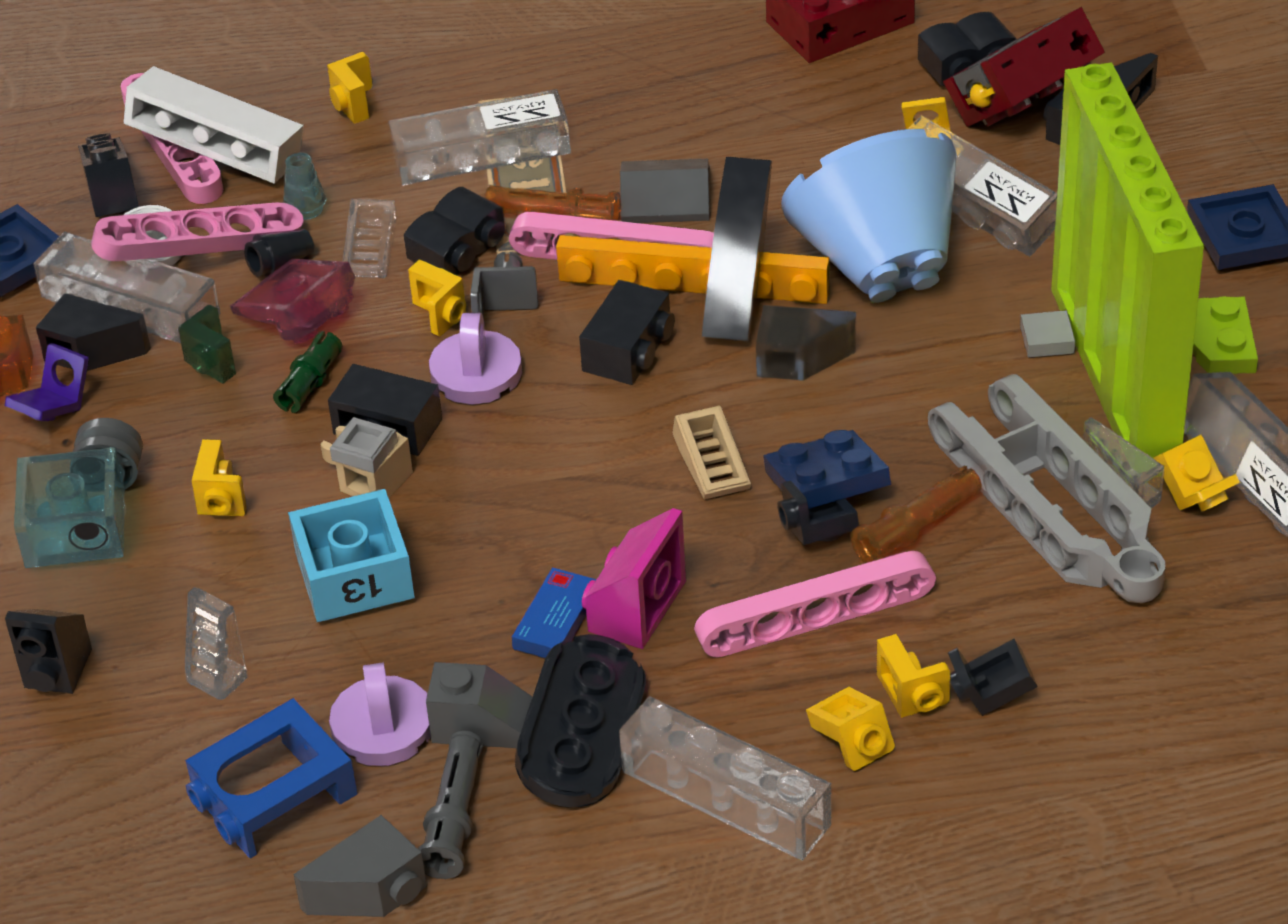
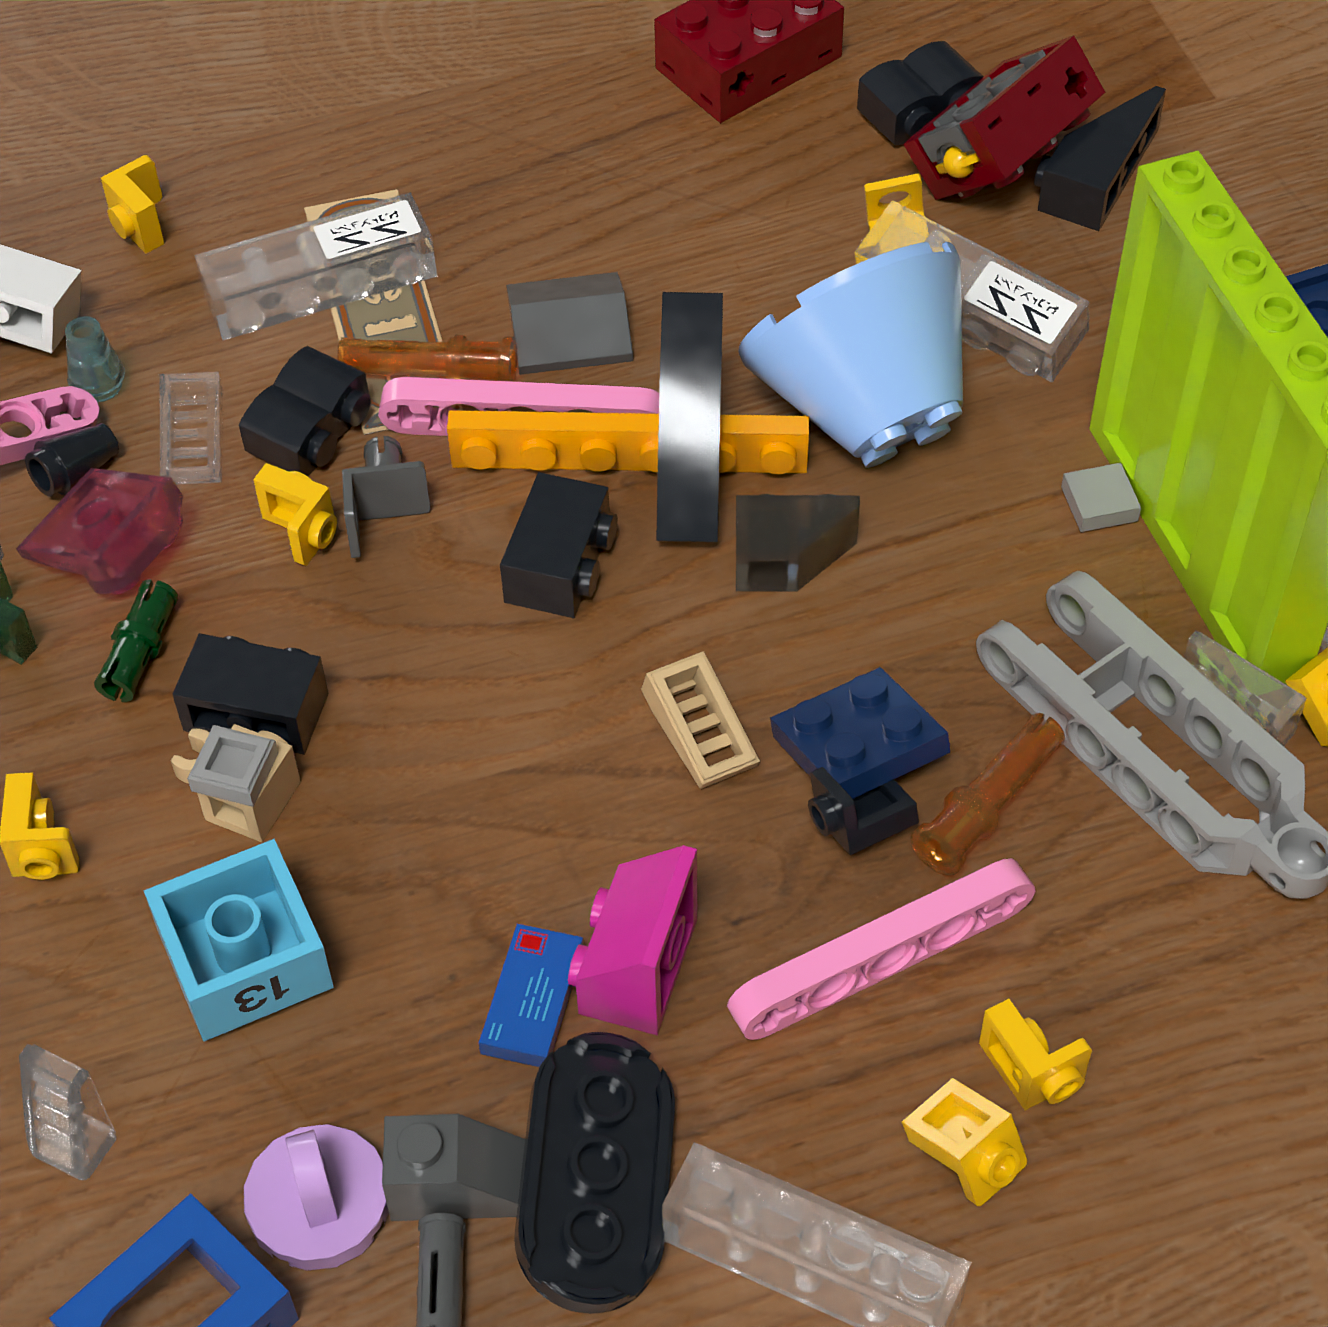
camera: 10 degrees left, 10 degrees up
(475, 363) = (361, 609): lavender tile -> none
(993, 677) = (1142, 1042): black bracket -> none

